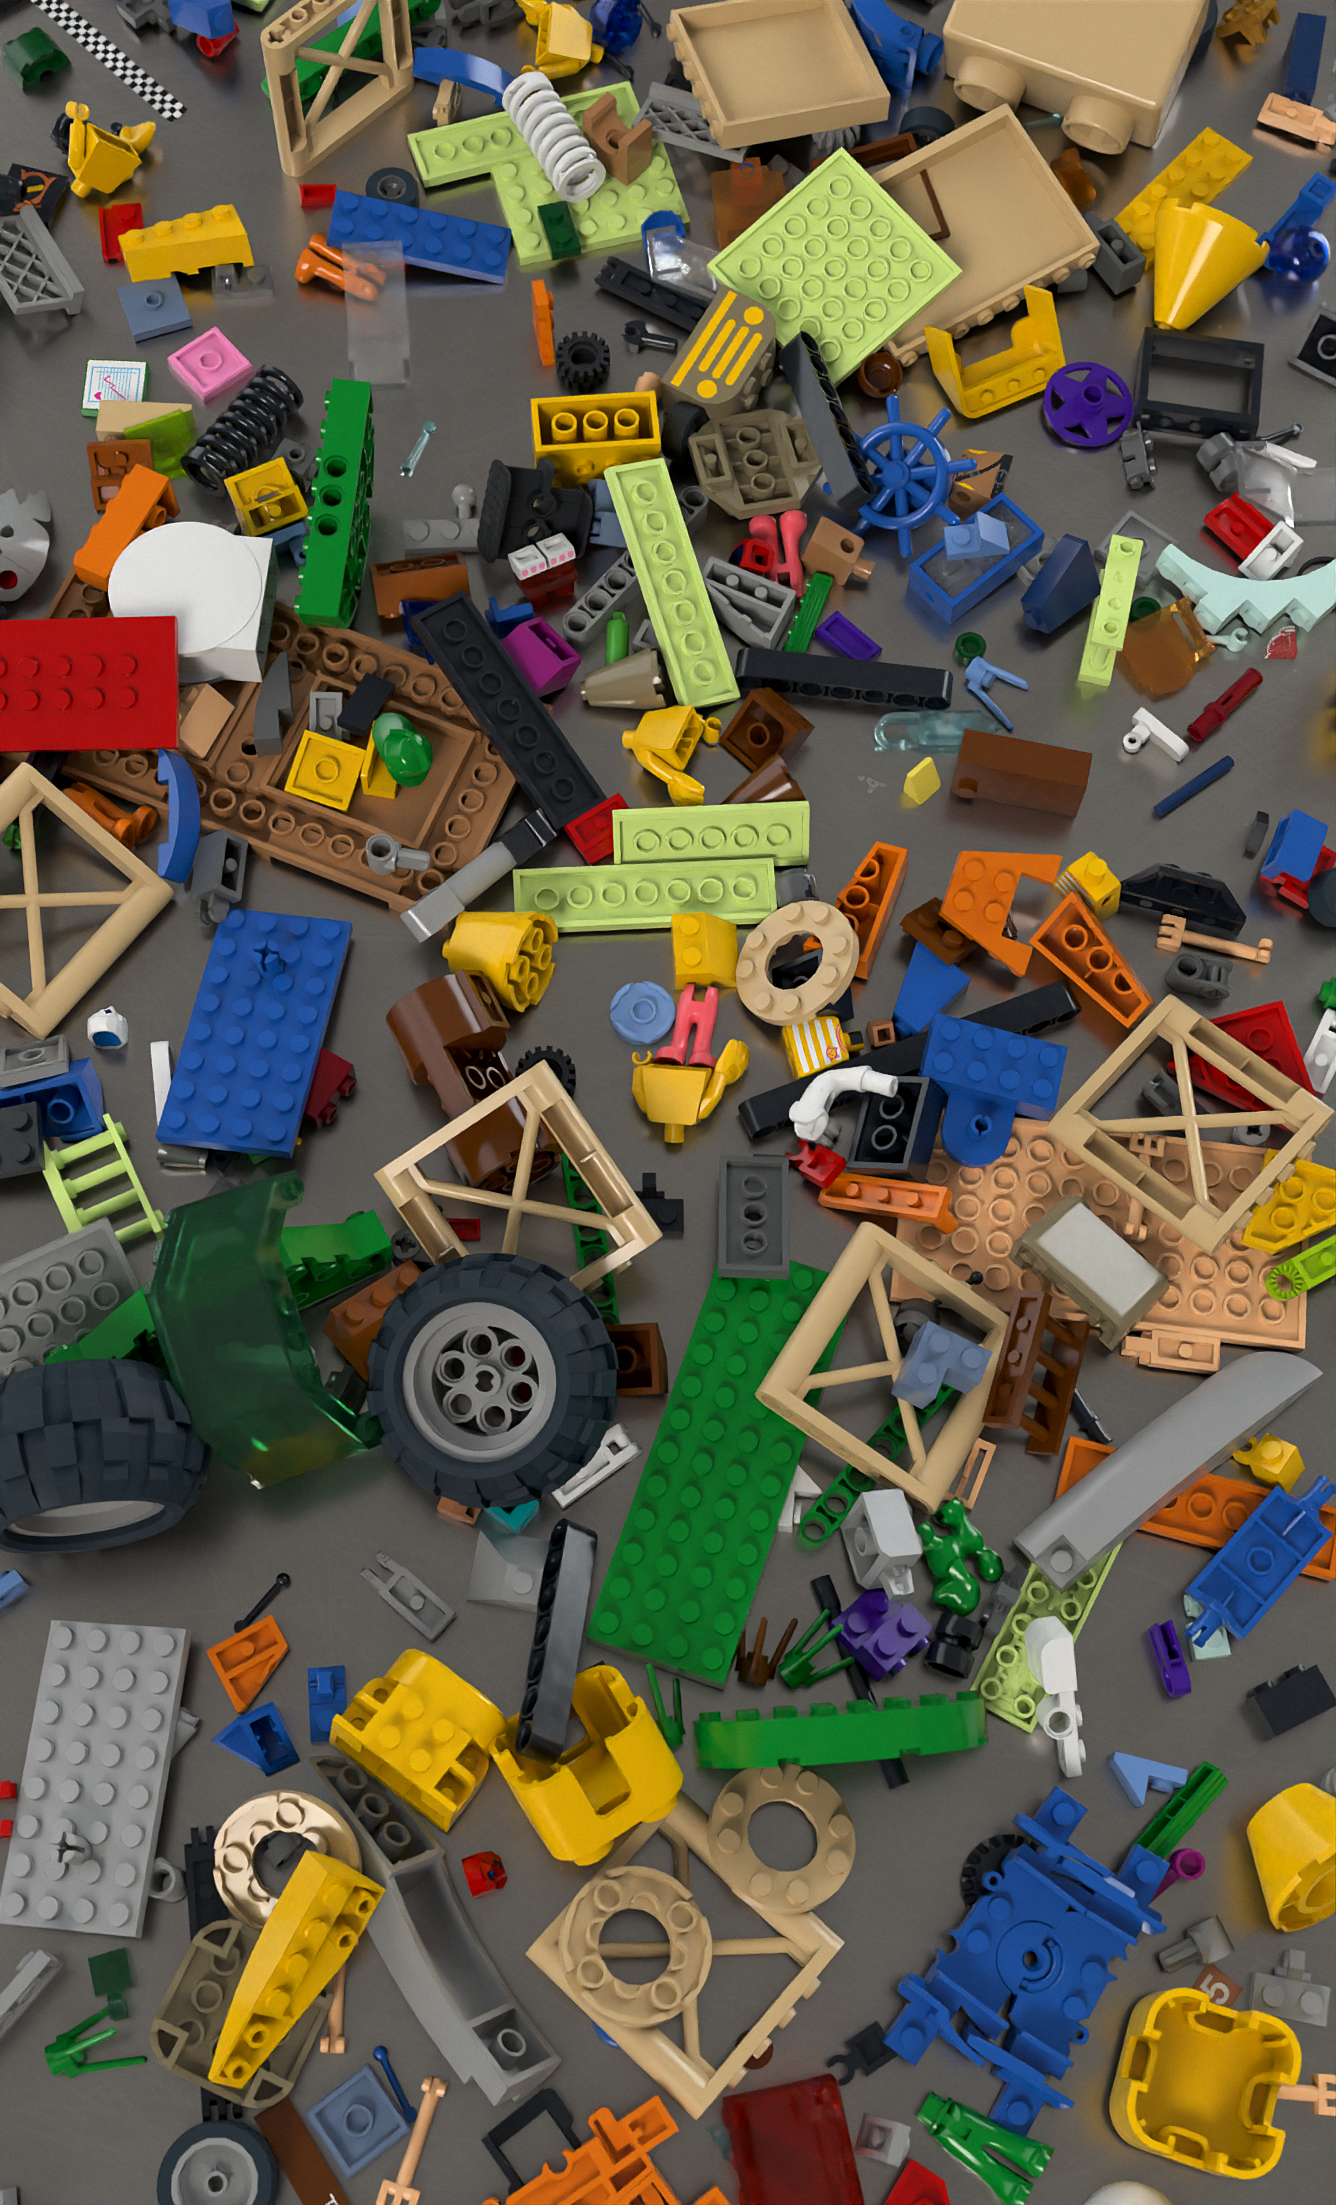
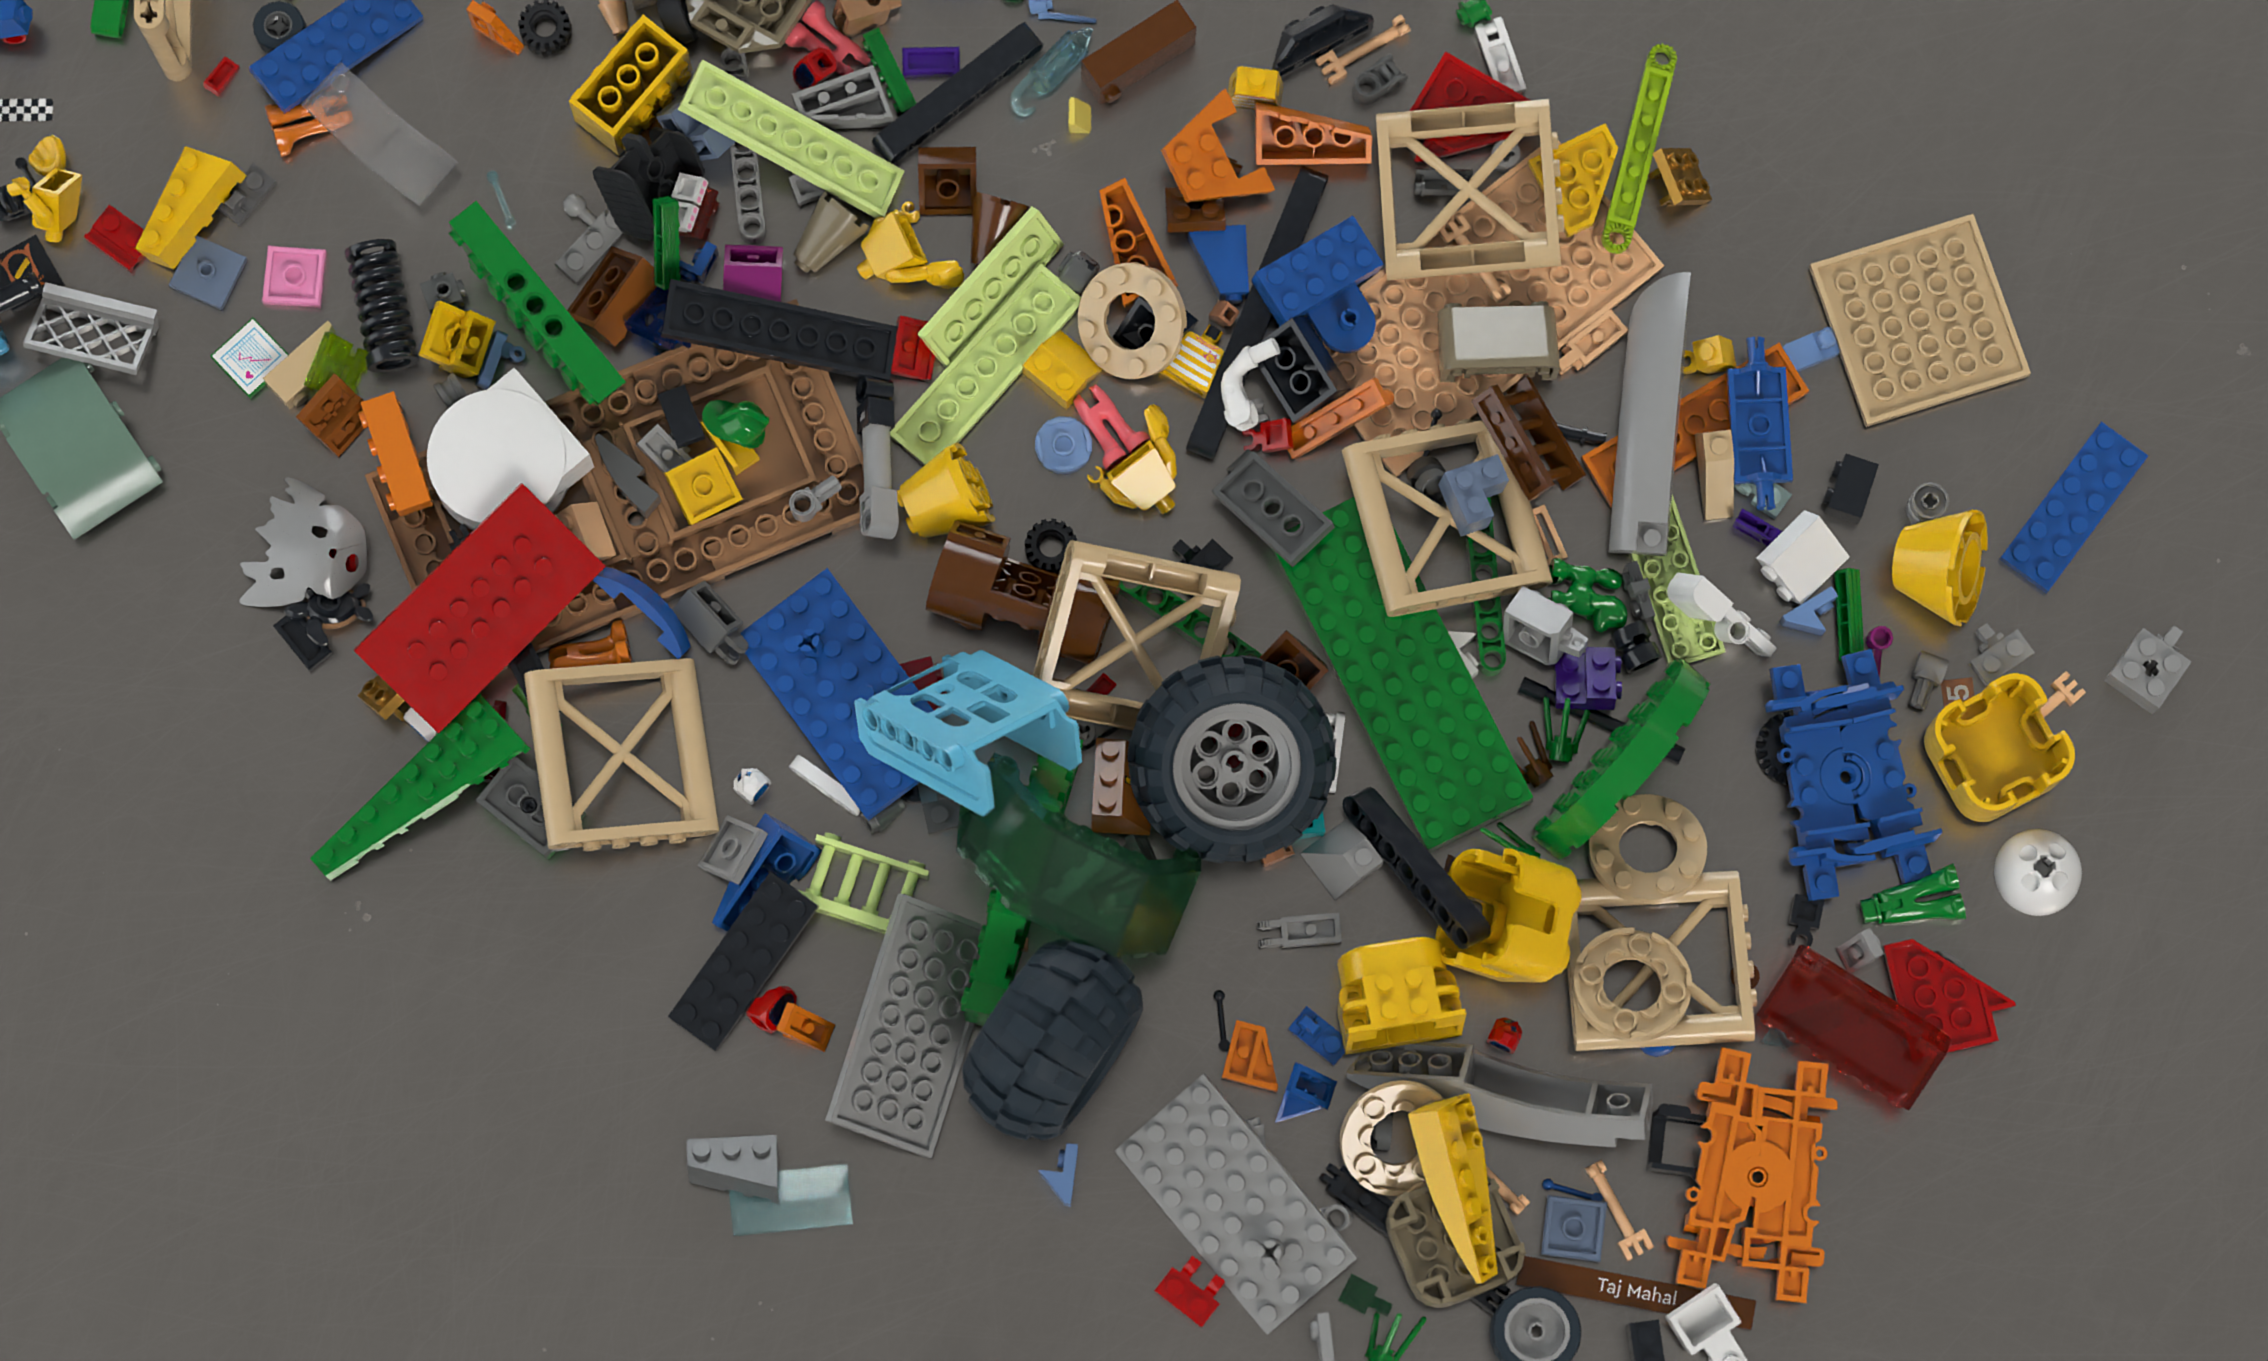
camera: 45 degrees left, 10 degrees up
(358, 1139) = (994, 701): none -> medium azure piece
(497, 563) = (666, 241): none -> green piece
(617, 638) = (786, 211): bright green cylinder -> none
(1177, 1566) = (1716, 473): none -> tan slope
(1184, 1717) = (1802, 558): none -> white brick

